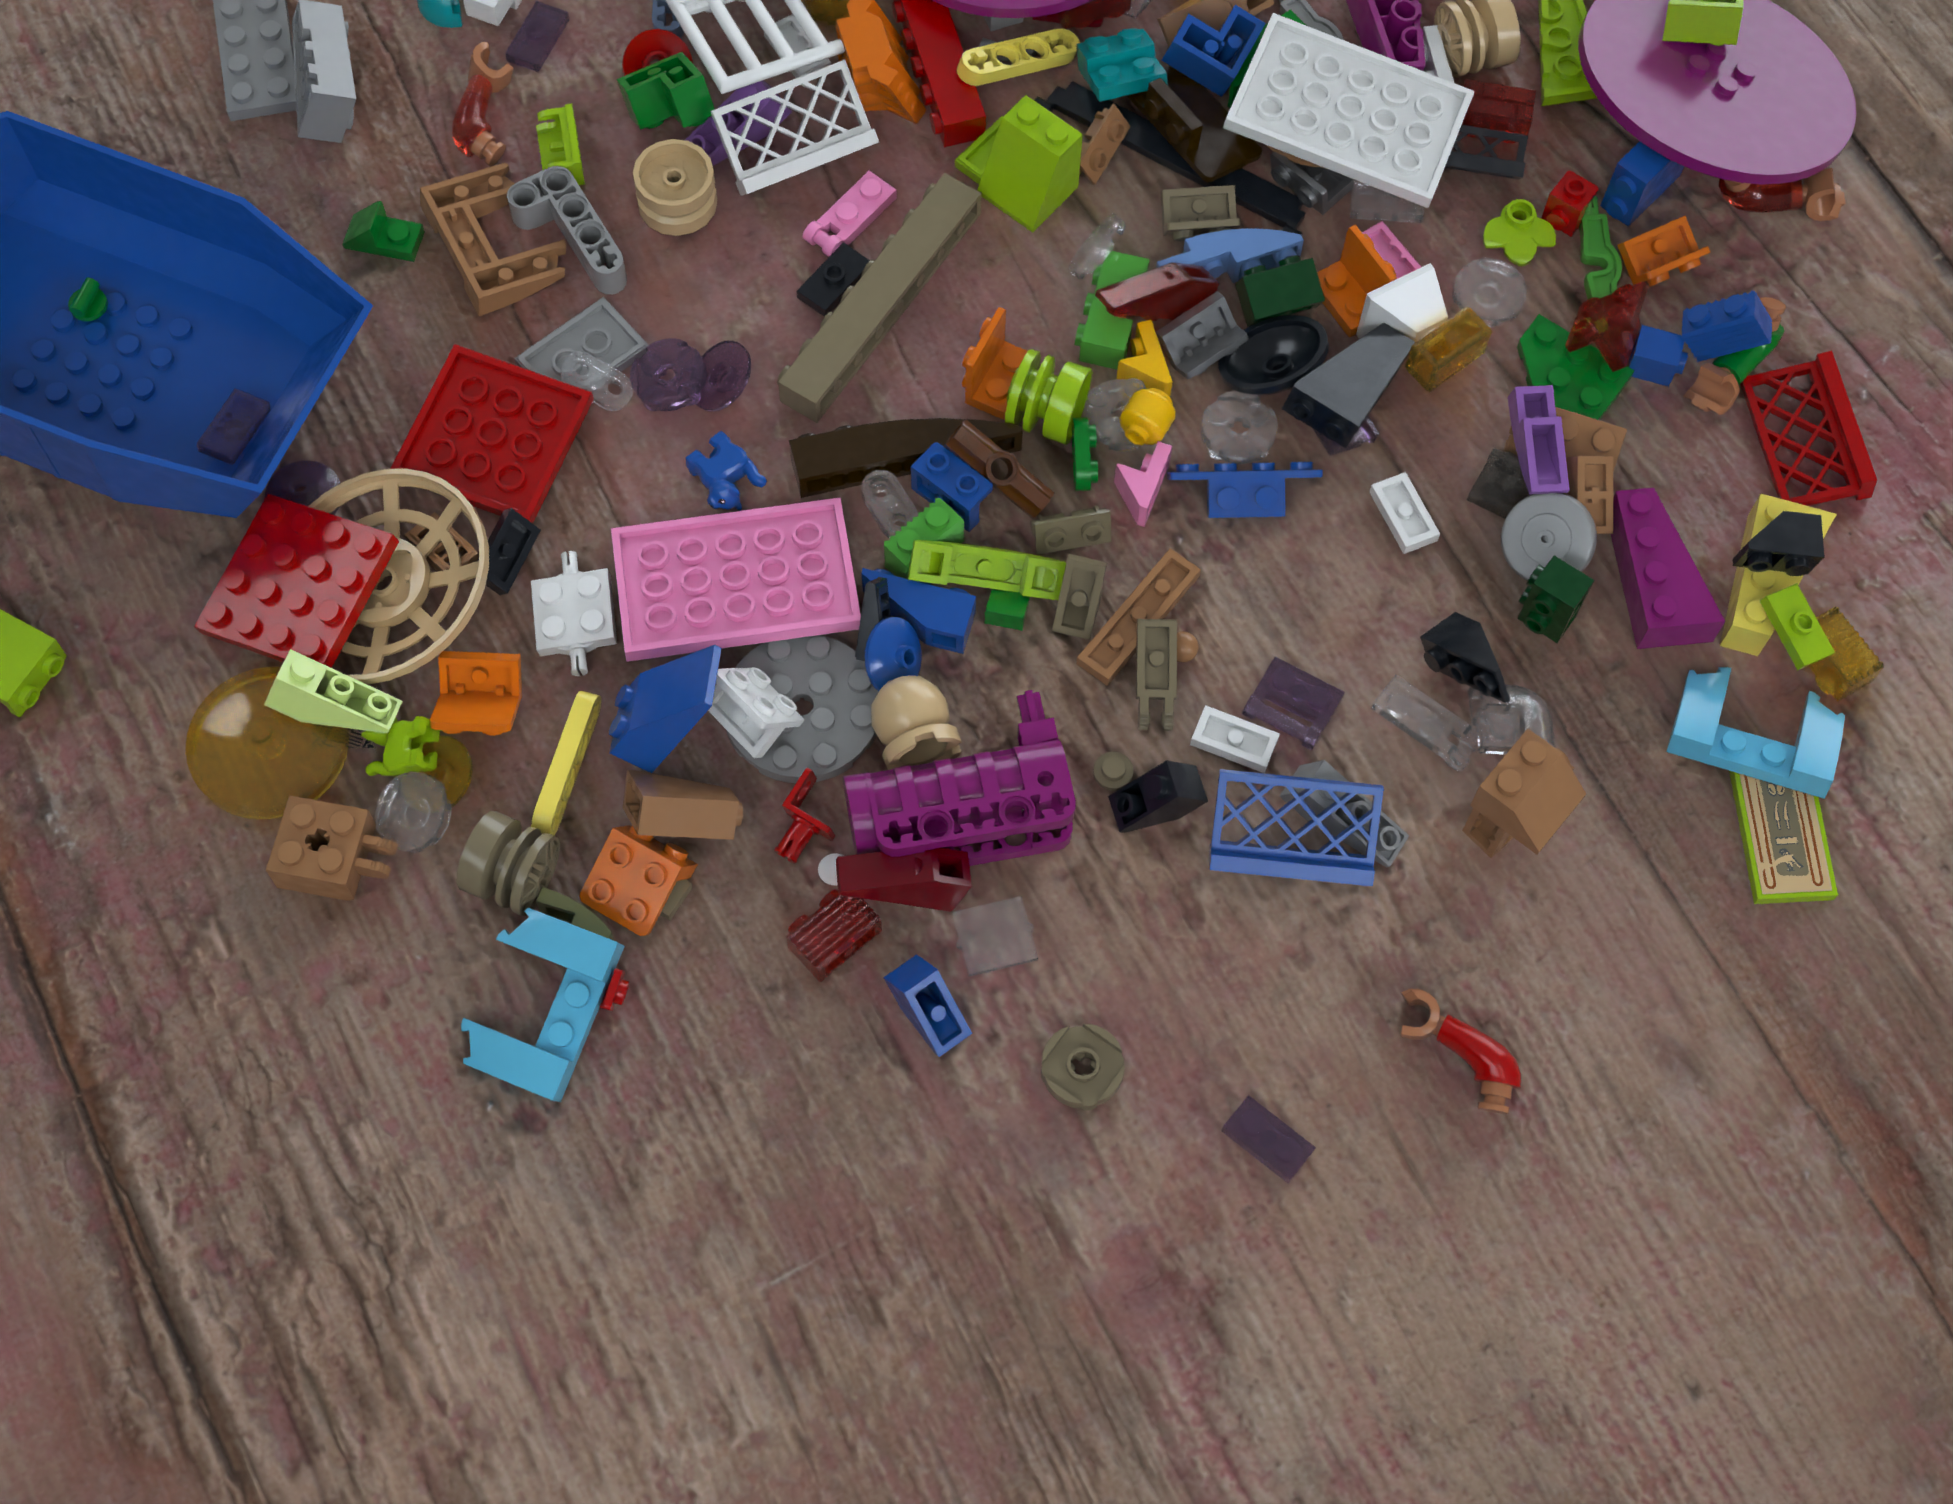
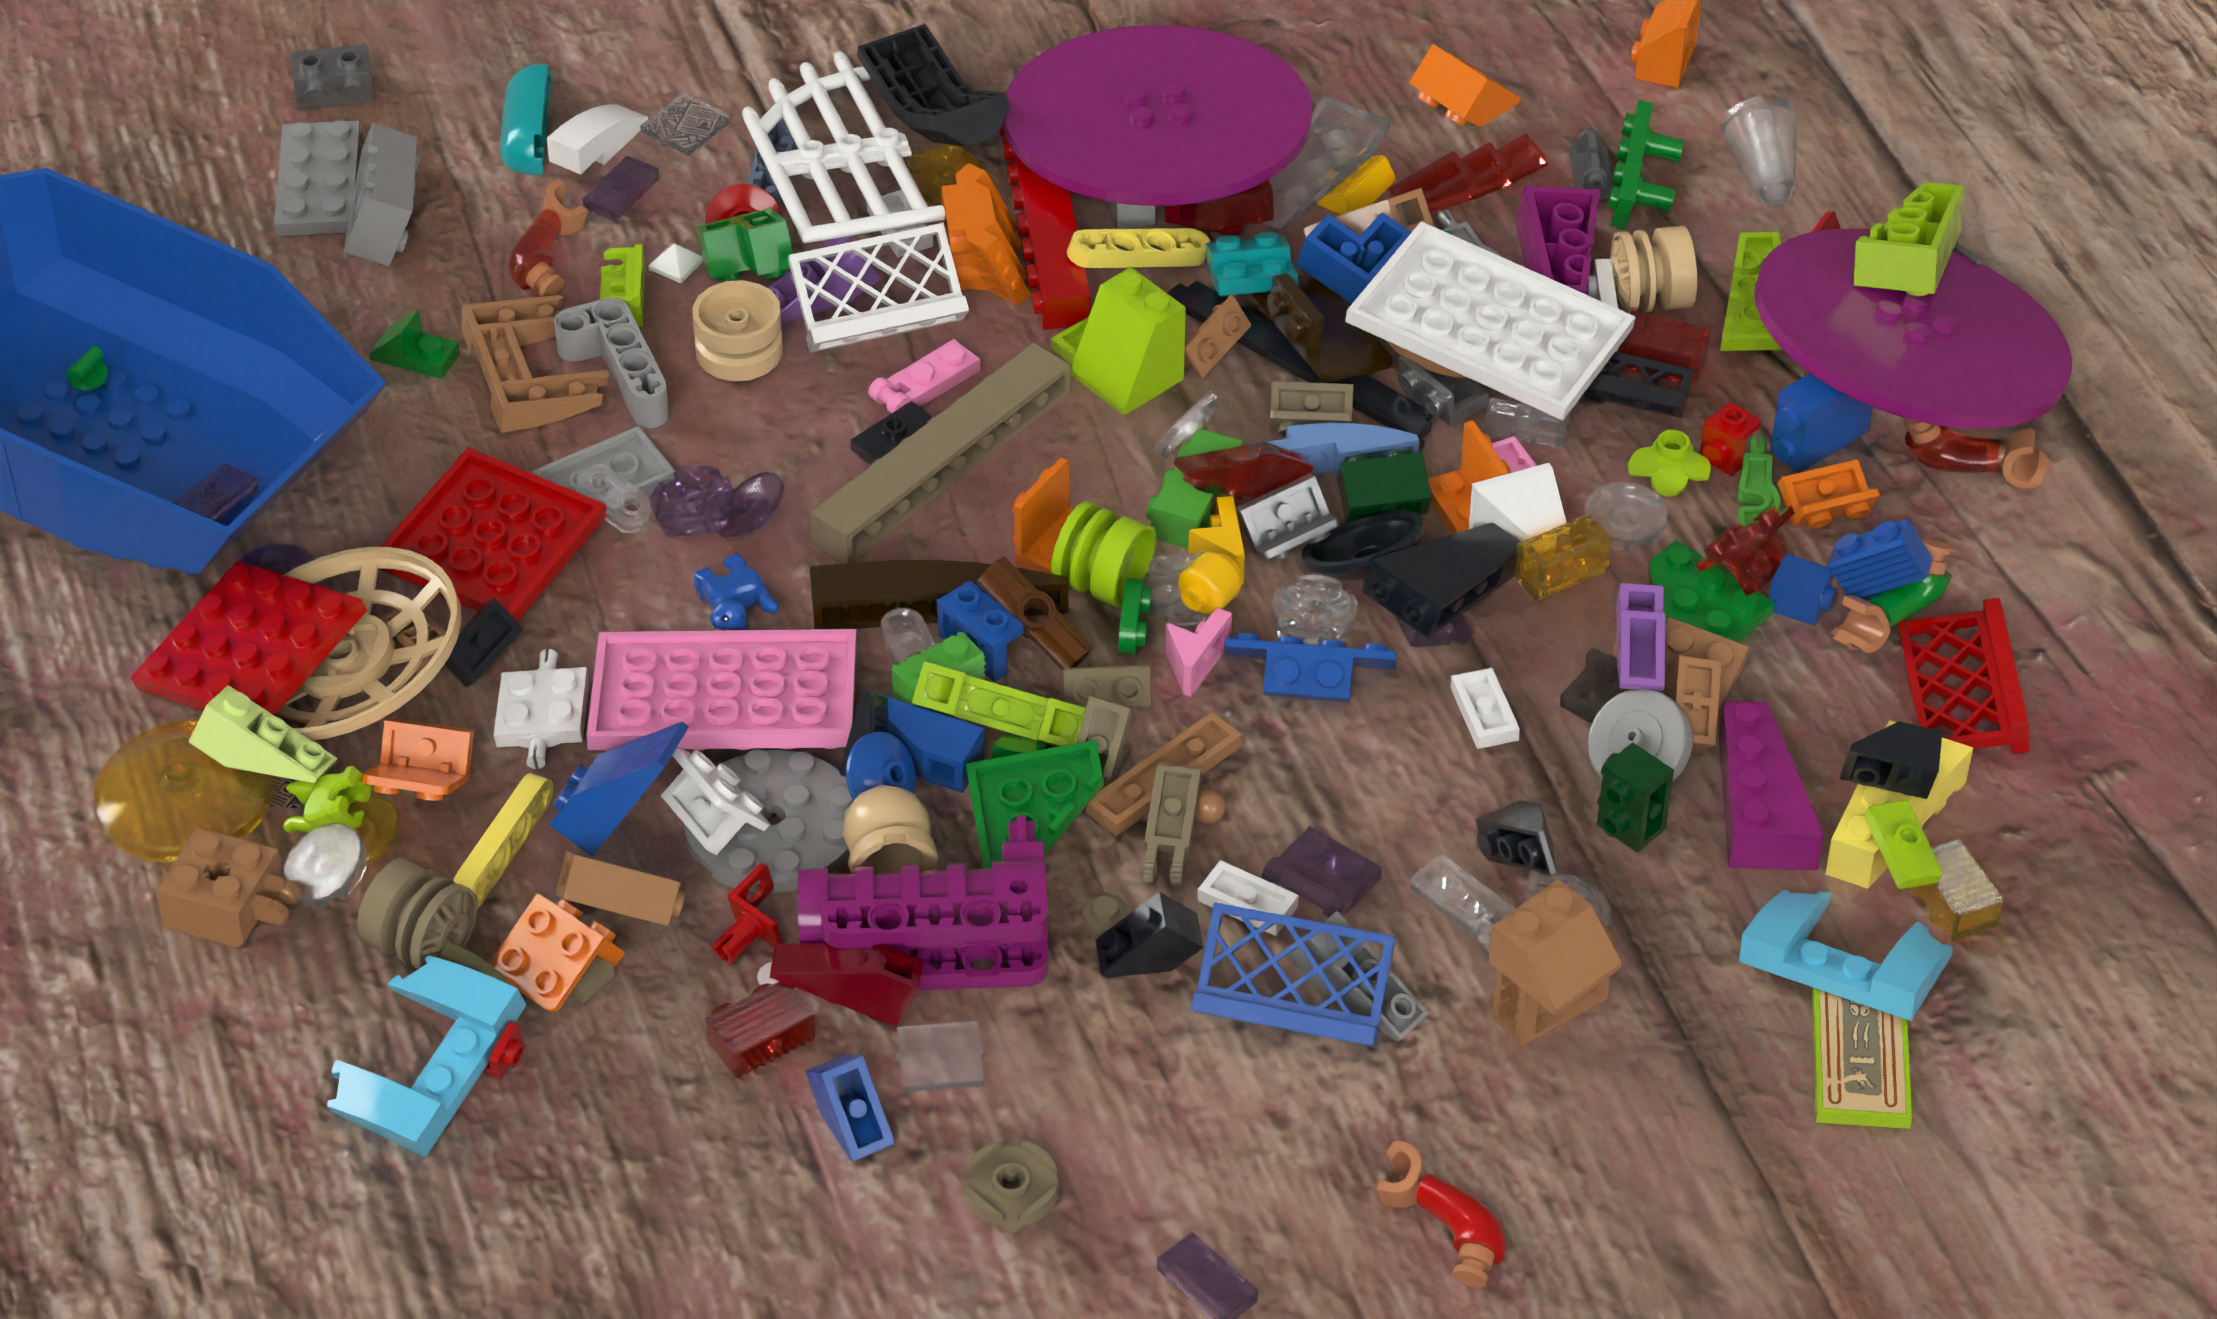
camera: 10 degrees right, 20 degrees down
(602, 112) = (676, 263): none -> white slope
(1026, 655) = (1041, 784): none -> green plate

